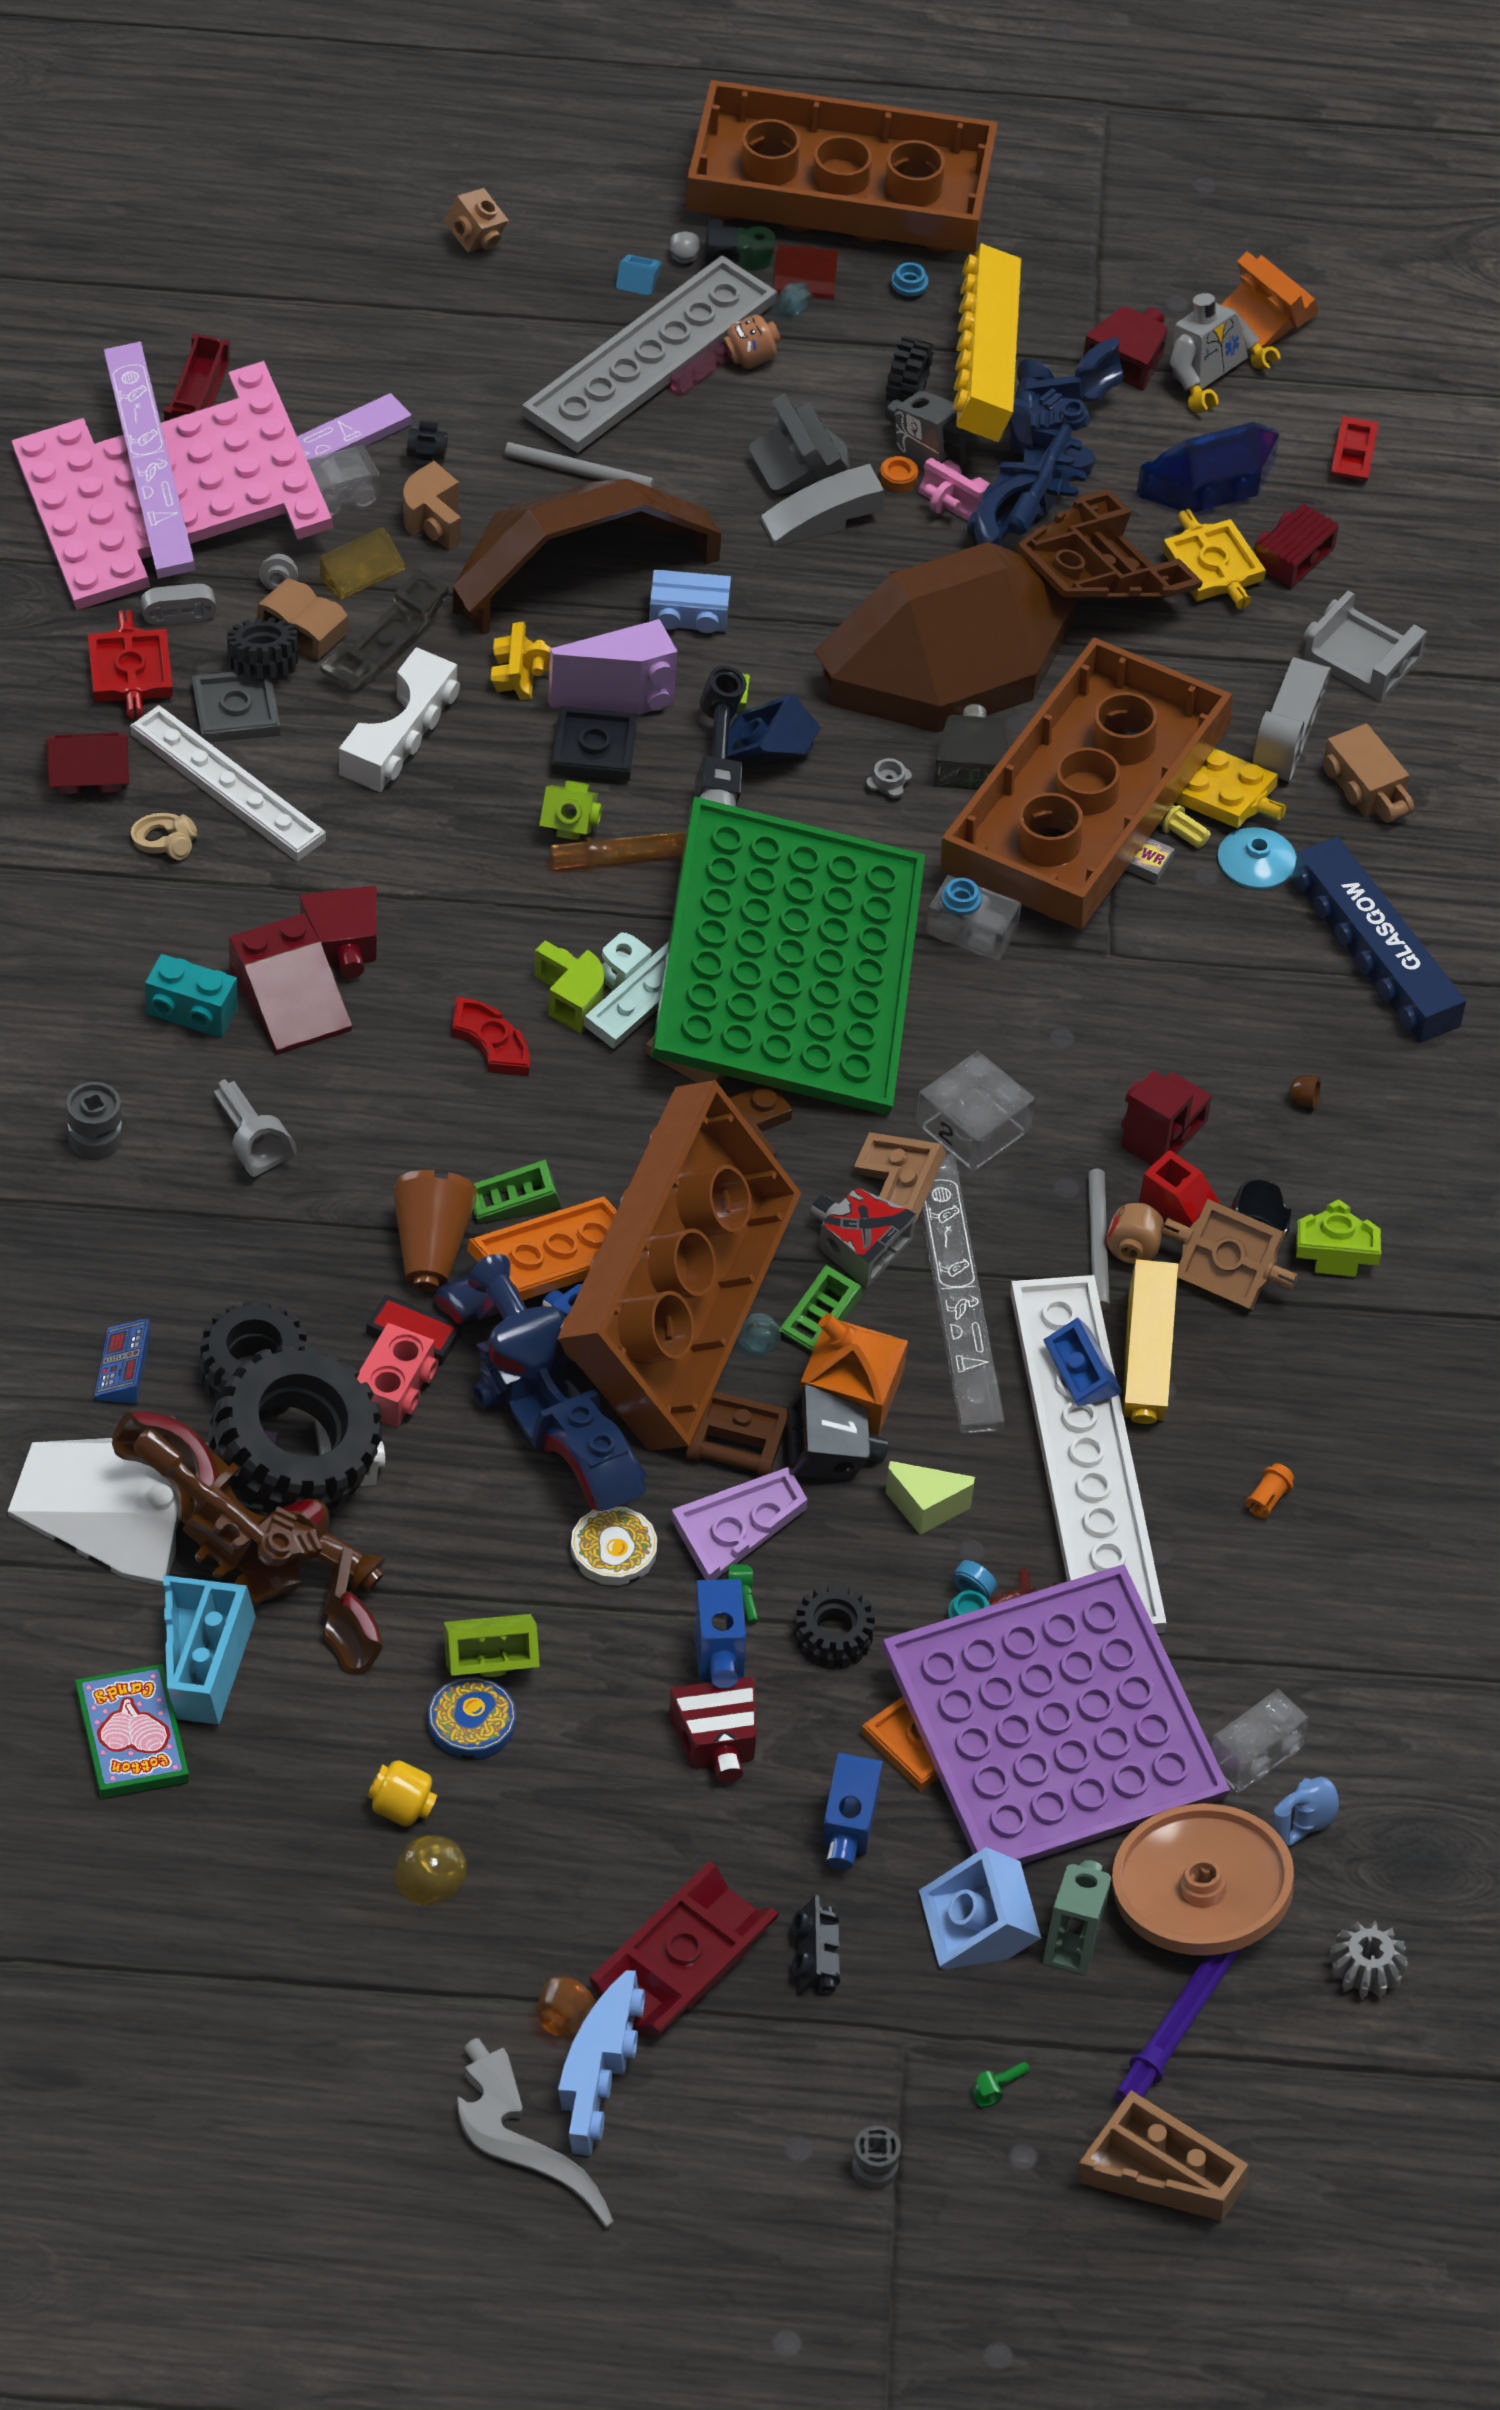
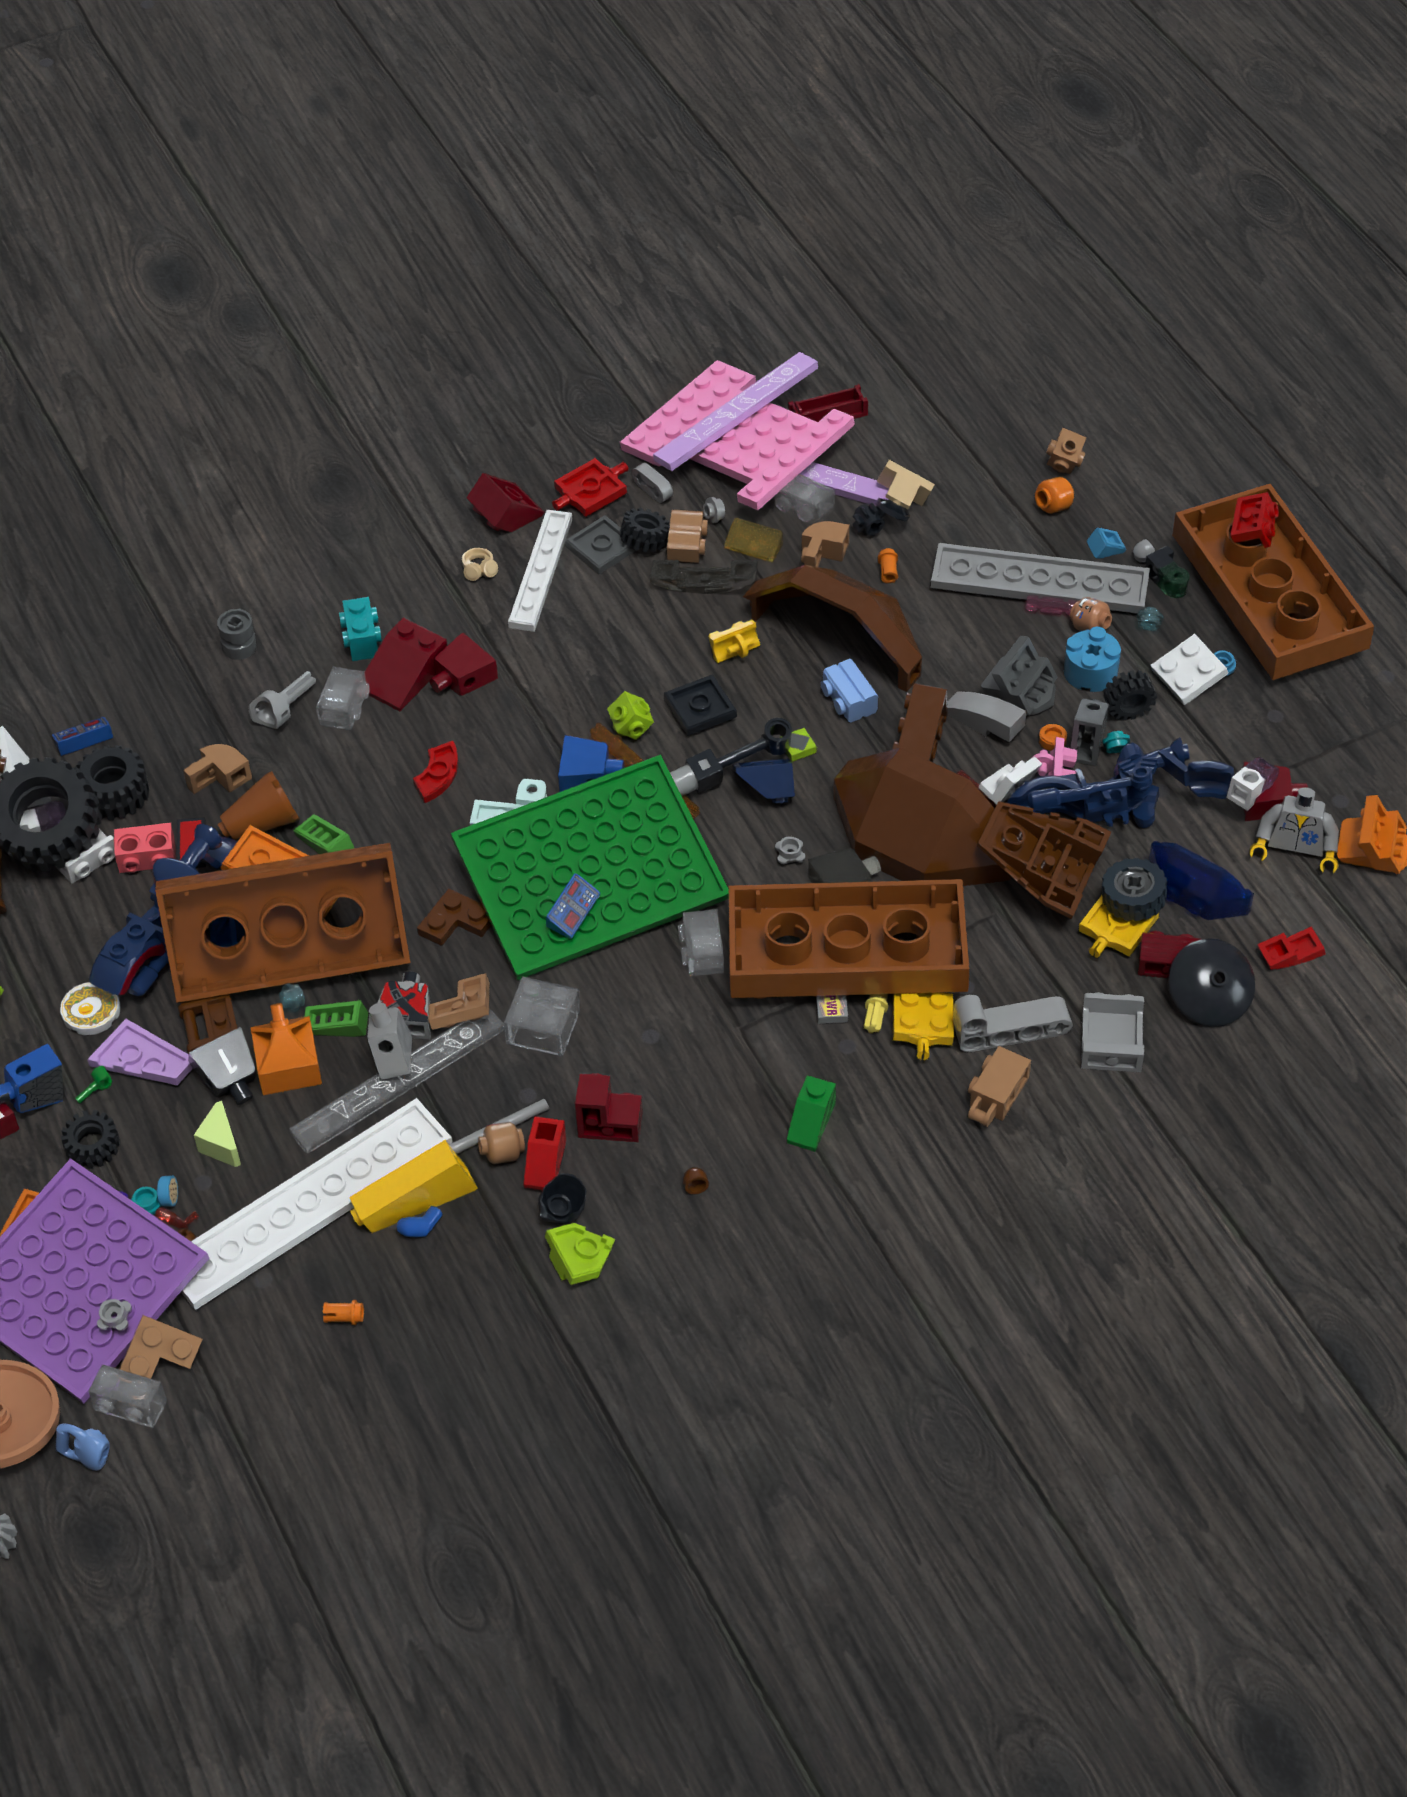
camera: 65 degrees right, 0 degrees up
(303, 1065) = (342, 698): none -> clear brick
(312, 1237) = (220, 764): none -> medium nougat brick
(377, 751) = (613, 617): white arch -> none
(414, 379) = (903, 489): none -> tan piece
(512, 468) = (887, 559): none -> orange pin
(532, 269) = (1054, 495): none -> orange head
(572, 465) = (920, 594): light grey bar -> none
(574, 983) = (500, 785): lime brick -> none
(608, 891) = (584, 761): none -> blue torso
(615, 671) = (754, 681): lavender slope -> none
(767, 118) = (1255, 519): none -> red bracket
(807, 265) = (1186, 615): clear red piece -> none
(814, 567) = (923, 721): none -> reddish brown wedge
(823, 373) = (1091, 659): none -> dark azure brick
(845, 998) = (572, 906): none -> slope
(900, 306) = (1189, 669): none -> white plate
(924, 1260) = (389, 1029): none -> light grey torso
(955, 529) = (1007, 779): none -> white bracket
(961, 897) = (696, 921): dark azure plate -> none
(987, 342) = (1177, 712): yellow brick -> none
(1082, 1363) = (371, 1162): blue slope -> none
(1137, 340) = (1251, 782): none -> white leg
(1155, 1684) = (110, 1307): none -> light grey plate
(1193, 1365) = (419, 1225): none -> blue arm
(1198, 516) = (1134, 889): none -> black wheel
(1205, 1680) = (157, 1340): none -> medium nougat plate
(1230, 1254) = (514, 1197): medium nougat plate -> none
(1256, 858) = (883, 1074): medium azure dish -> none
(1290, 944) = (811, 1113): none -> green slope
(1363, 530) = (1197, 992): none -> black dish
(1378, 939) = (854, 1158): dark blue brick -> none

